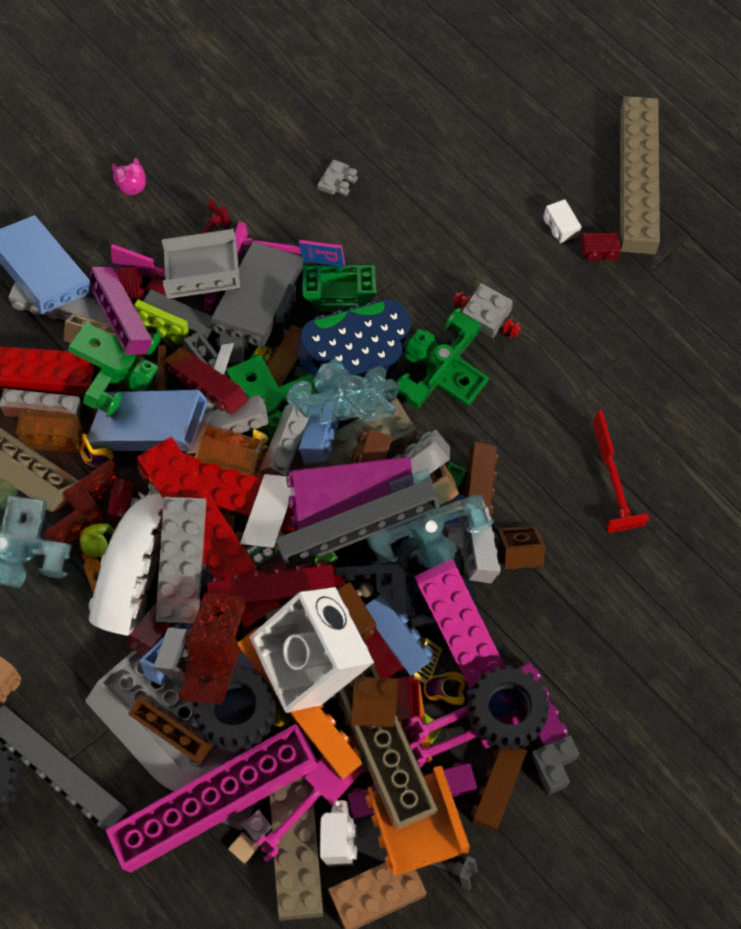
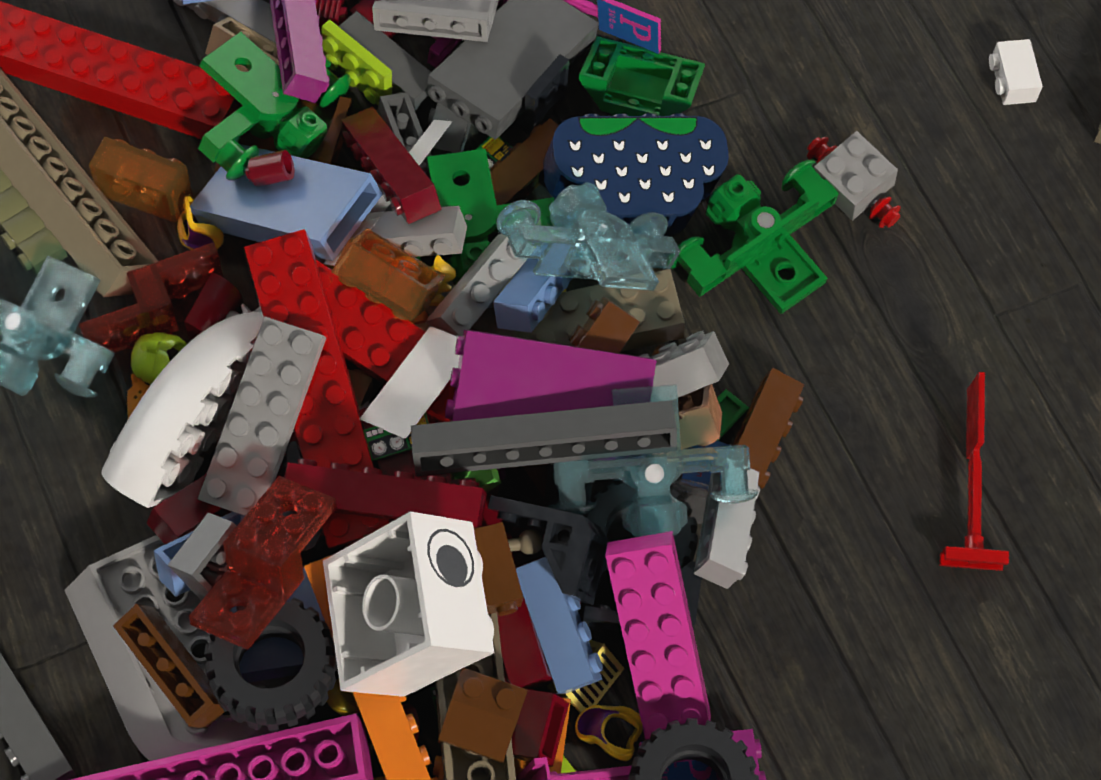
camera: 15 degrees right, 0 degrees up
(16, 400) = (141, 133): light grey brick -> none
(133, 403) = (270, 168): none -> dark red brick
(521, 547) = (795, 549): reddish brown slope -> none
(600, 246) = (1064, 125): dark red brick -> none

